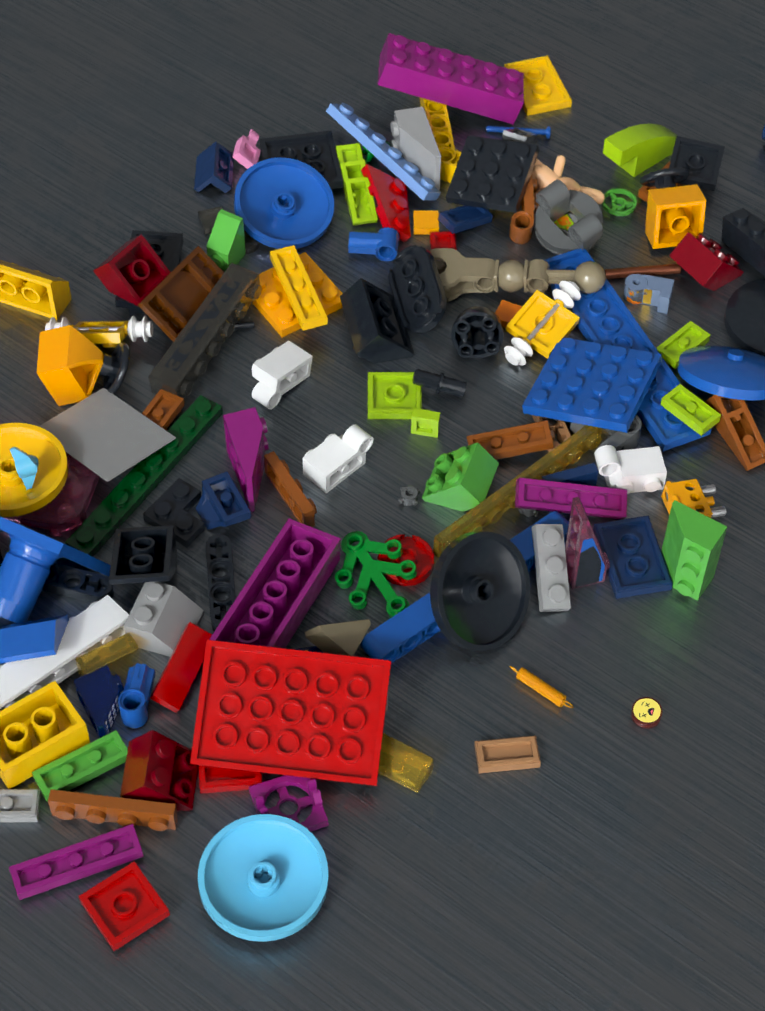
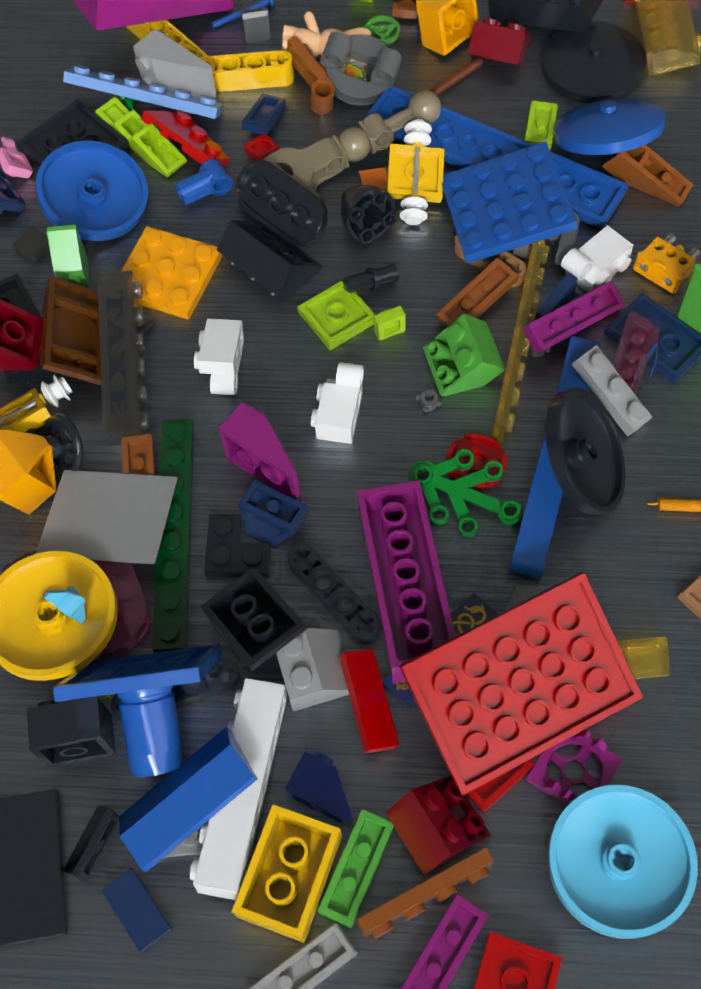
camera: 30 degrees left, 10 degrees up
(106, 654) = (293, 740): clear yellow slope -> none
(136, 695) = (349, 757): blue piece -> none
(290, 489) = (325, 462): dark orange plate -> none
(298, 288) = (174, 263): yellow plate -> none
(339, 637) = (491, 575): dark tan slope -> none
(425, 222) = (231, 138): light orange tile -> none
(492, 174) = (264, 59): black plate -> none
(649, 291) = (475, 93): sand blue leg -> none
(690, 409) = (604, 177): lime plate -> none

